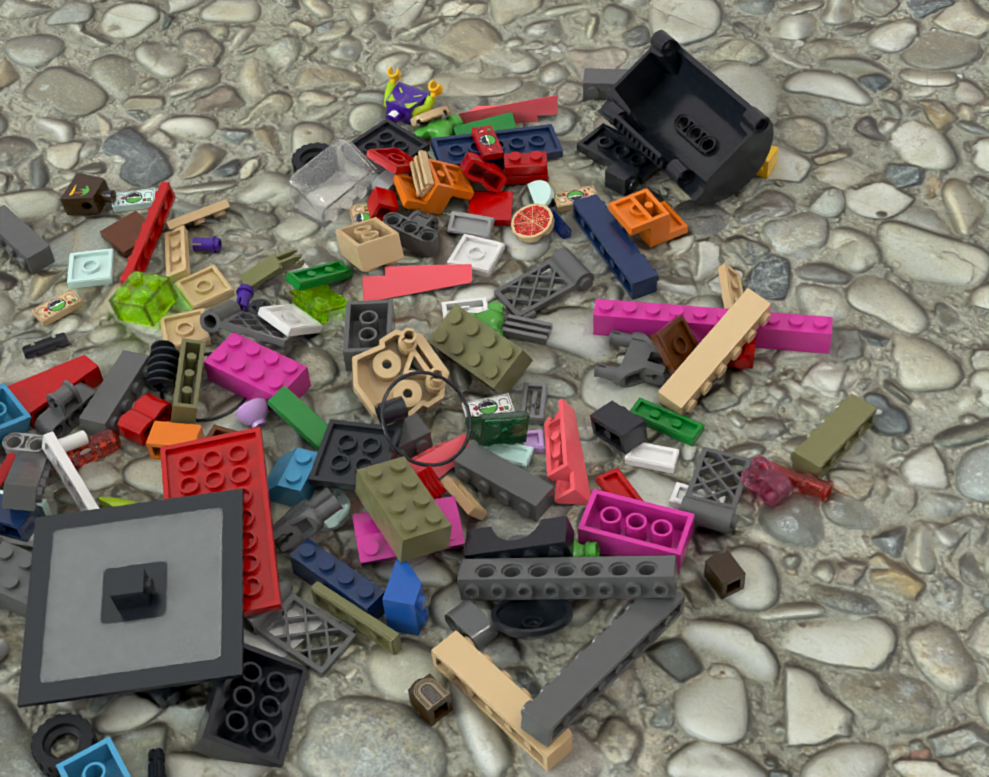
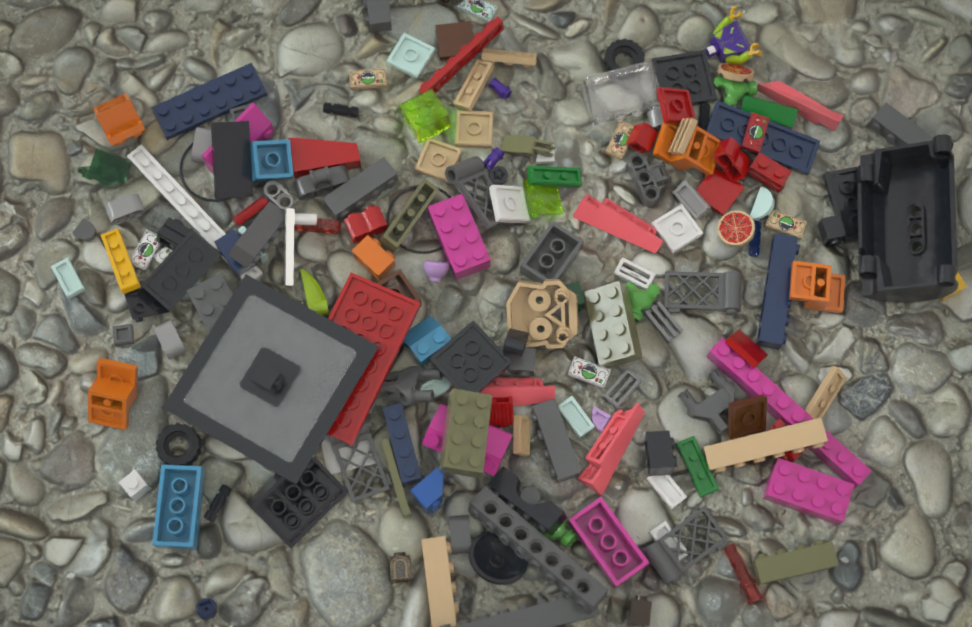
camera: 30 degrees right, 25 degrees up
(162, 366) = (400, 189): black piece -> none
(298, 416) = (461, 298): green tile -> none
(369, 244) = (604, 175): tan brick -> none
(389, 439) = (518, 335): black piece -> none
(500, 428) = (579, 397): clear green bracket -> none
(617, 483) = (625, 500): red tile -> none
(626, 295) = (746, 348): none -> red tile
(767, 482) = (721, 566): clear pink piece -> none
(790, 373) = (808, 491): none -> dark pink brick

